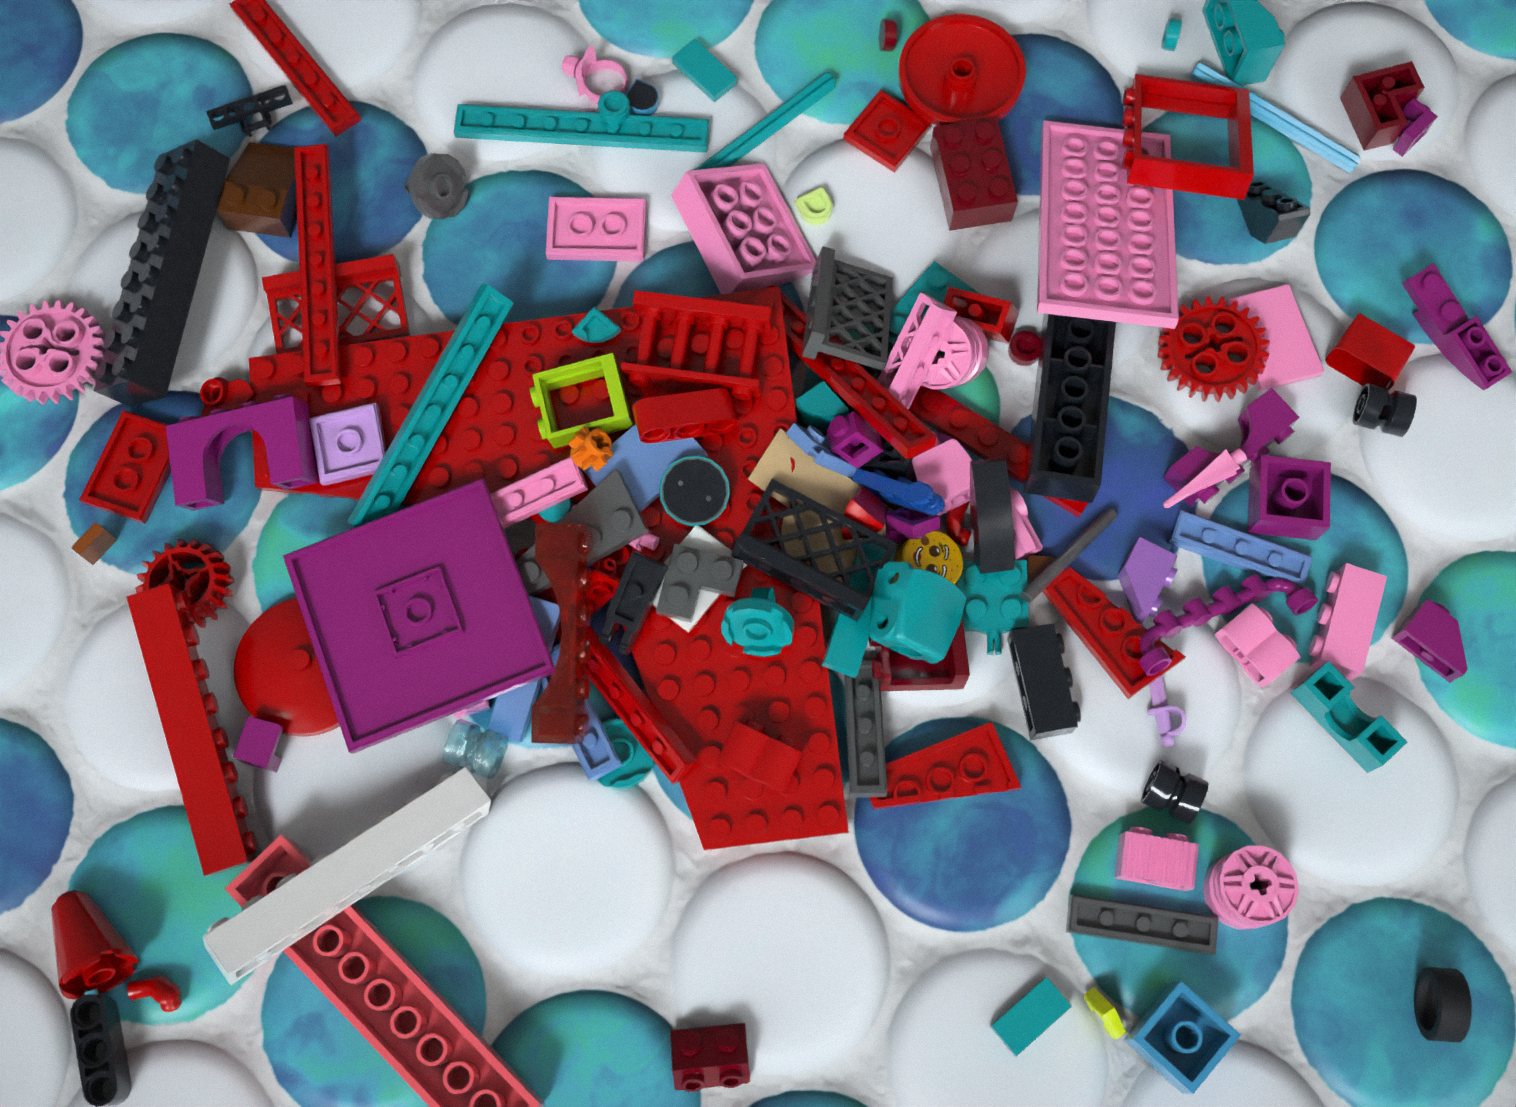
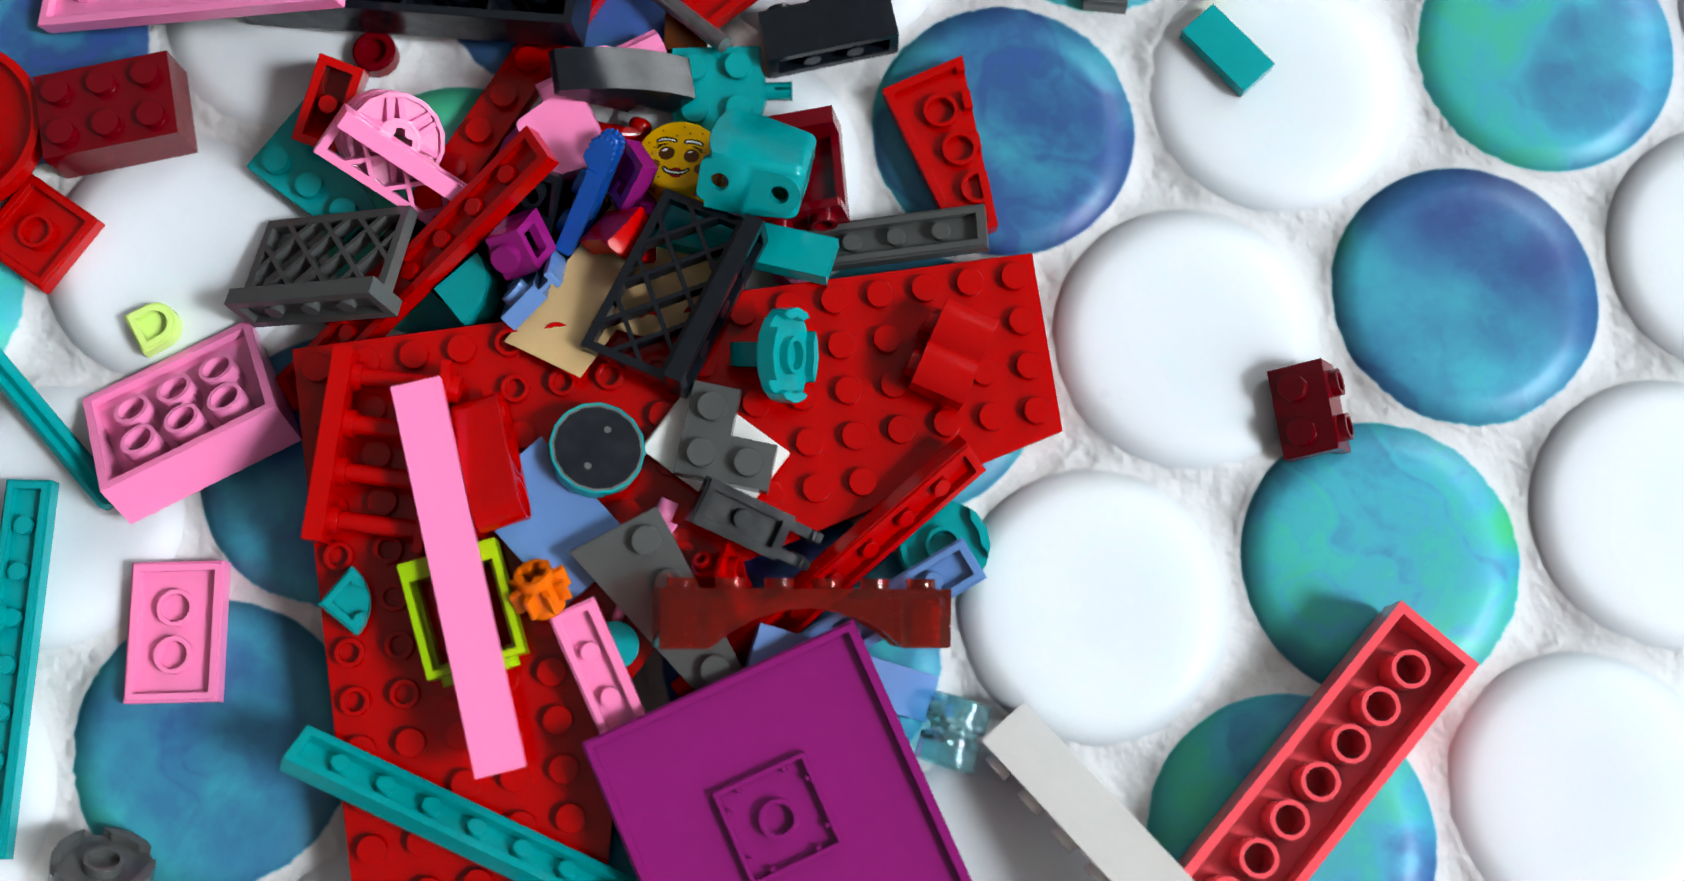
camera: 90 degrees left, 5 degrees up
(601, 391) = (458, 578): none -> bright pink tile

